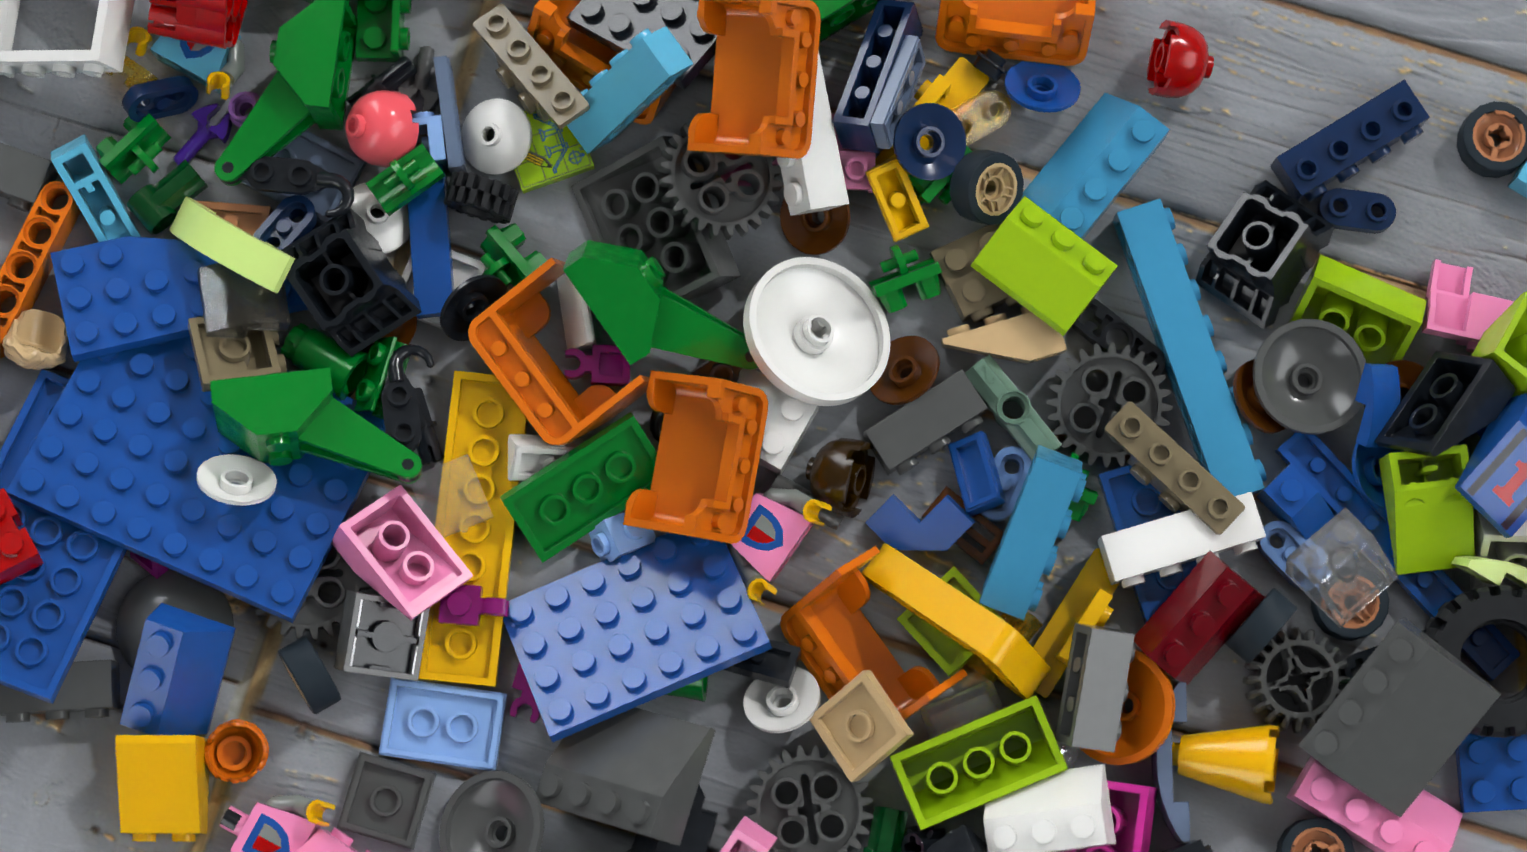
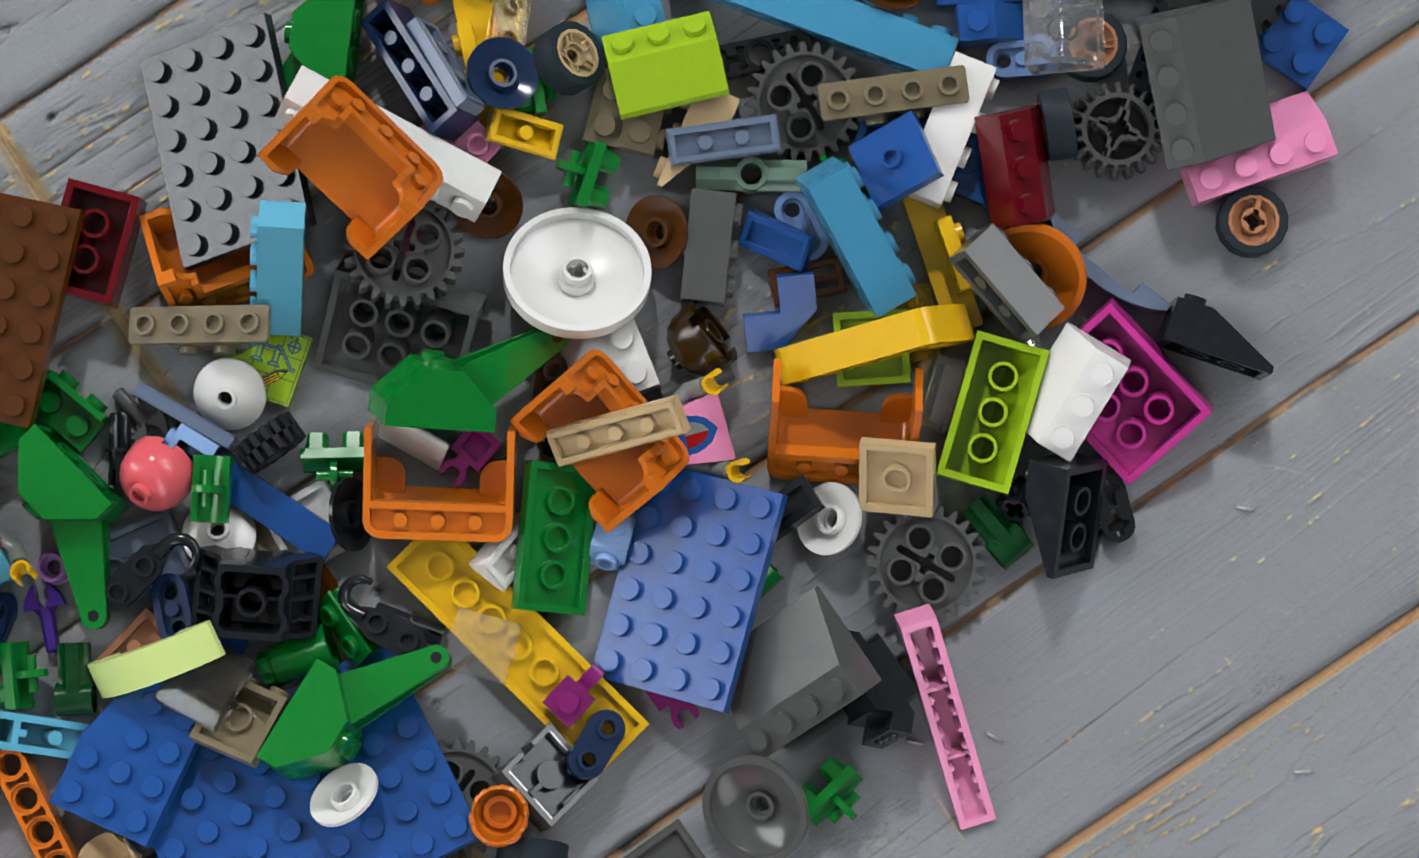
camera: 50 degrees left, 5 degrees up
(318, 620) = (499, 815): none -> orange hair
(400, 553) = (497, 715): bright pink slope -> none
(442, 655) = (595, 743): none -> dark blue plate
(443, 724) = (646, 784): light blue tile -> none
(713, 464) = (618, 430): none -> tan tile
(1021, 362) = (723, 140): none -> sand blue tile
(1120, 514) = (895, 160): none -> blue plate
(1231, 760) = (1136, 226): yellow cone -> none

